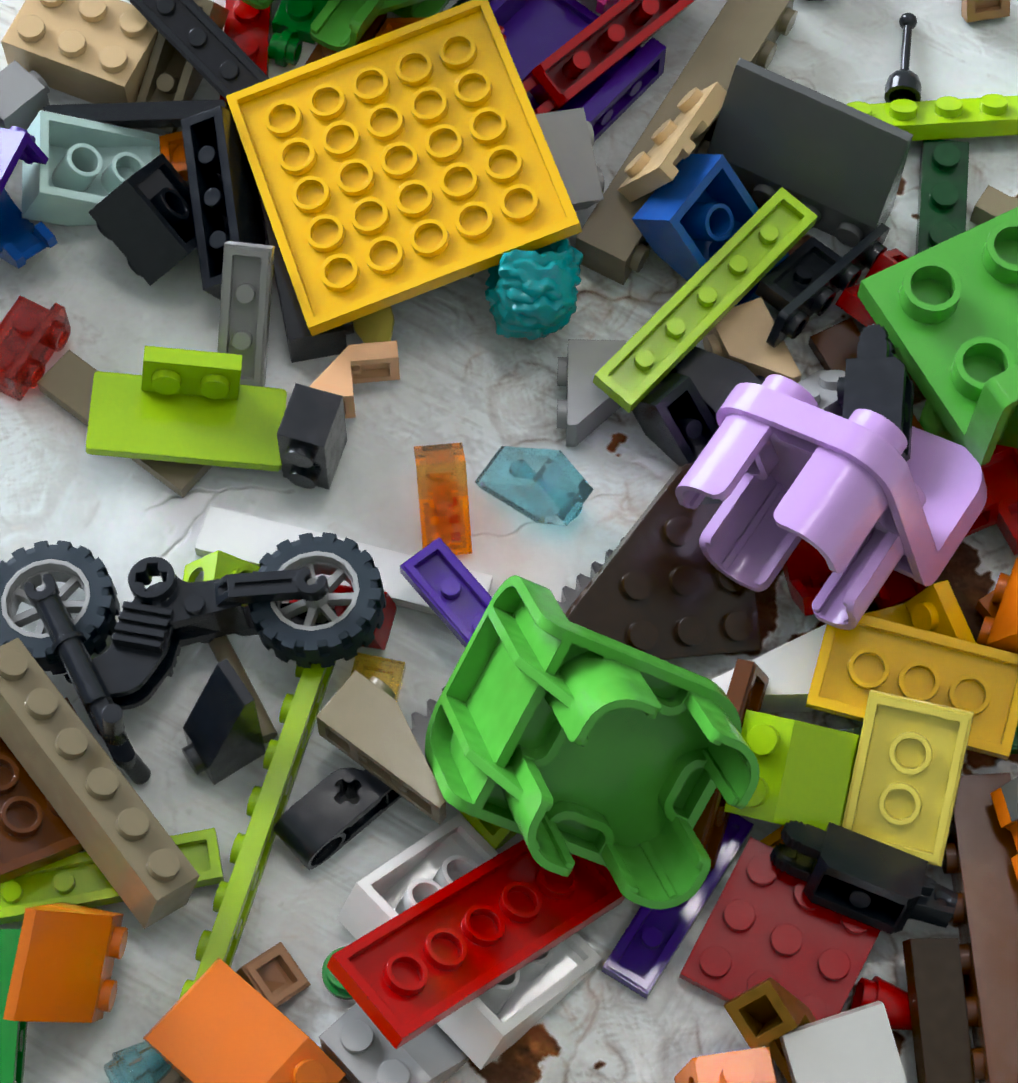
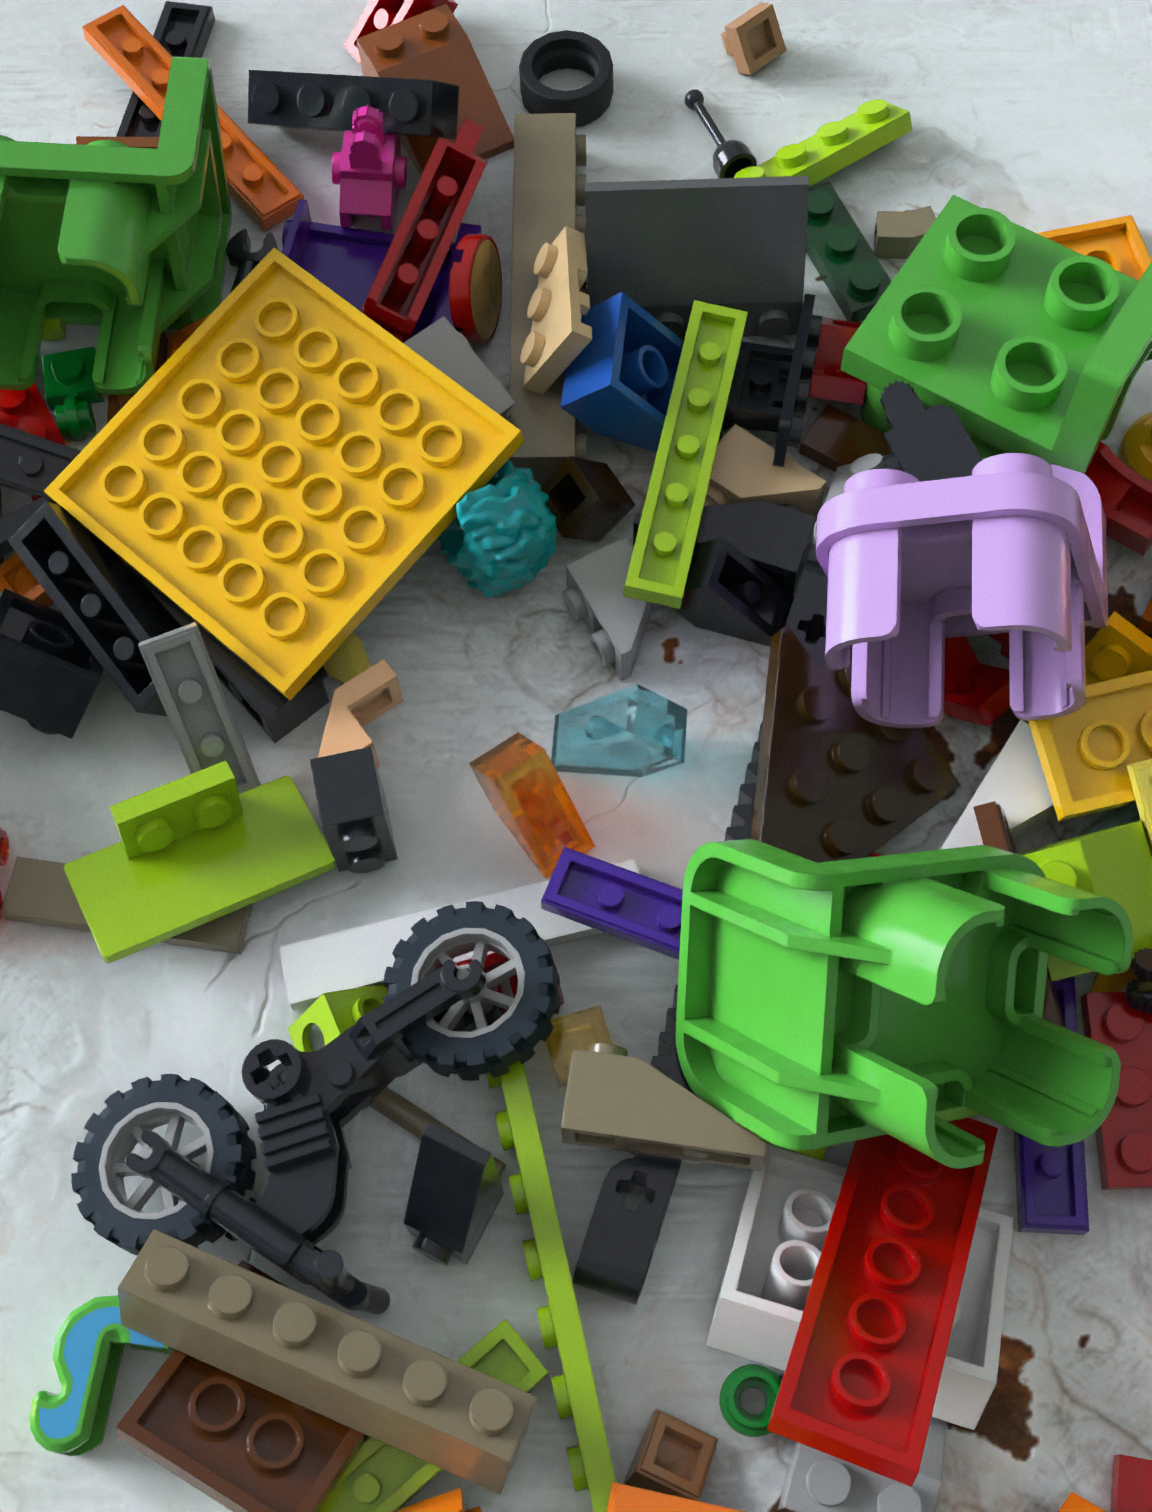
camera: 25 degrees left, 0 degrees up
(614, 297) = (586, 499): none -> dark brown brick
(632, 95) = (476, 288): none -> tile

